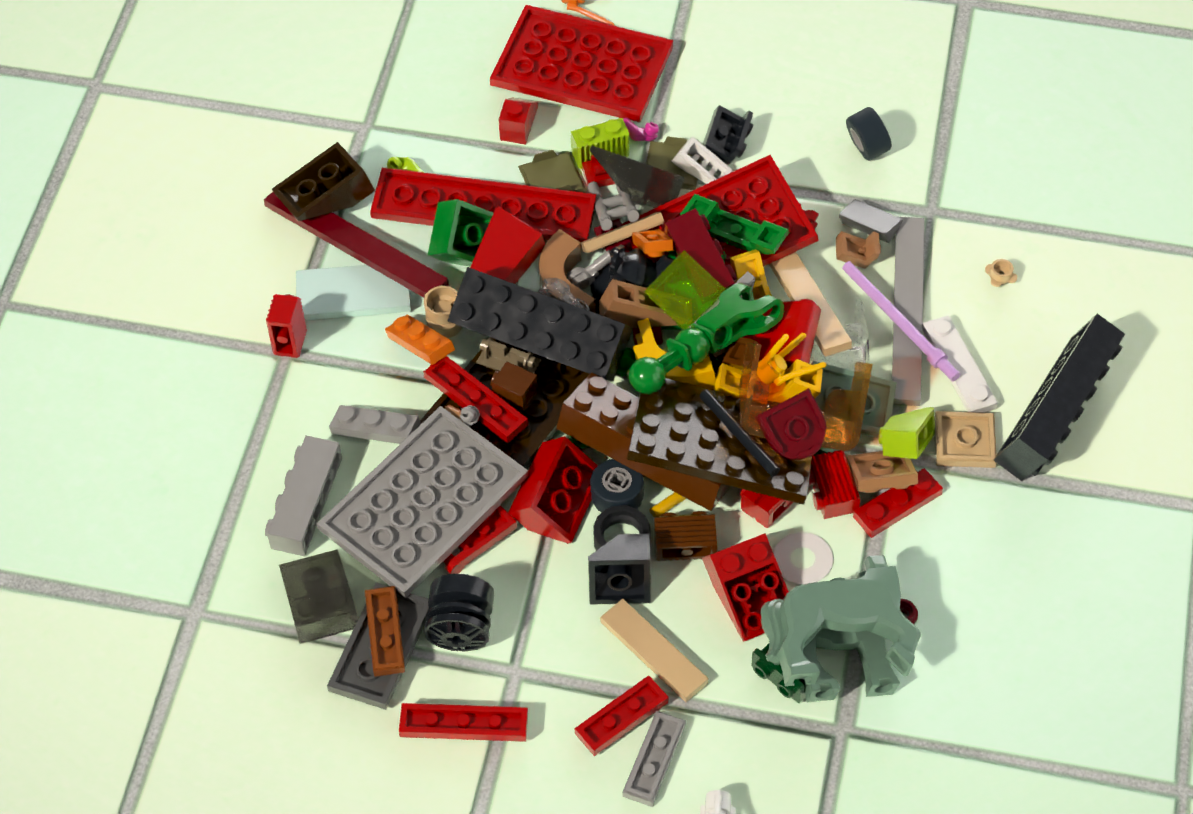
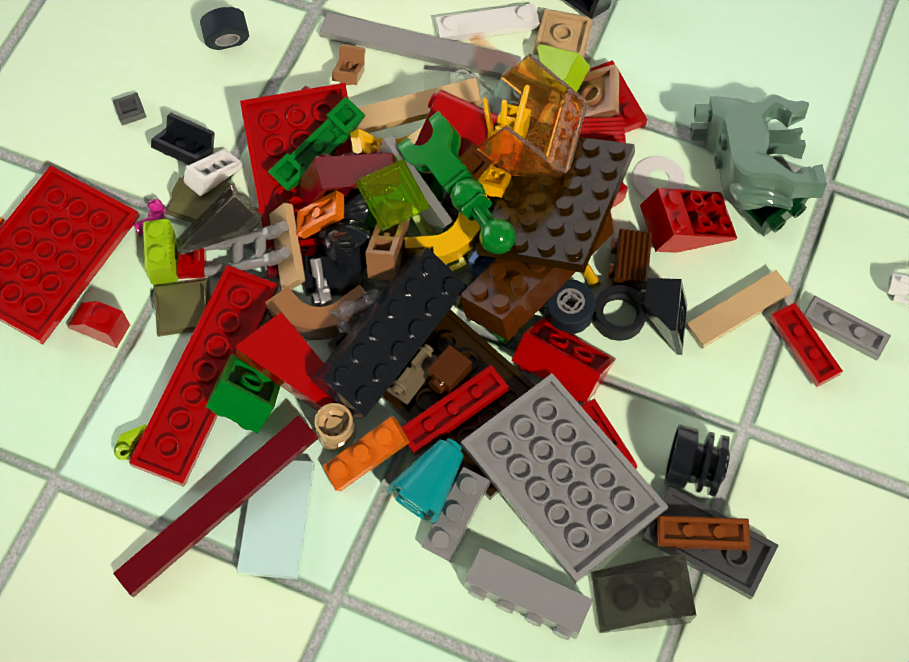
camera: 80 degrees left, 10 degrees up
(286, 325) = (319, 583): red brick -> none
(324, 185) = (138, 525): dark brown slope -> none
(397, 389) = (428, 480): none -> teal cone
(463, 722) = (800, 479): red plate -> none
(468, 415) = (477, 417): light grey arm -> none
(740, 433) = (564, 179): black bar -> none
(759, 87) = (129, 108): none -> dark grey tile
(794, 426) = (570, 132): dark red tile -> none
(870, 219) = (319, 50): slope -> none
(935, 356) = (482, 33): lavender bar -> none

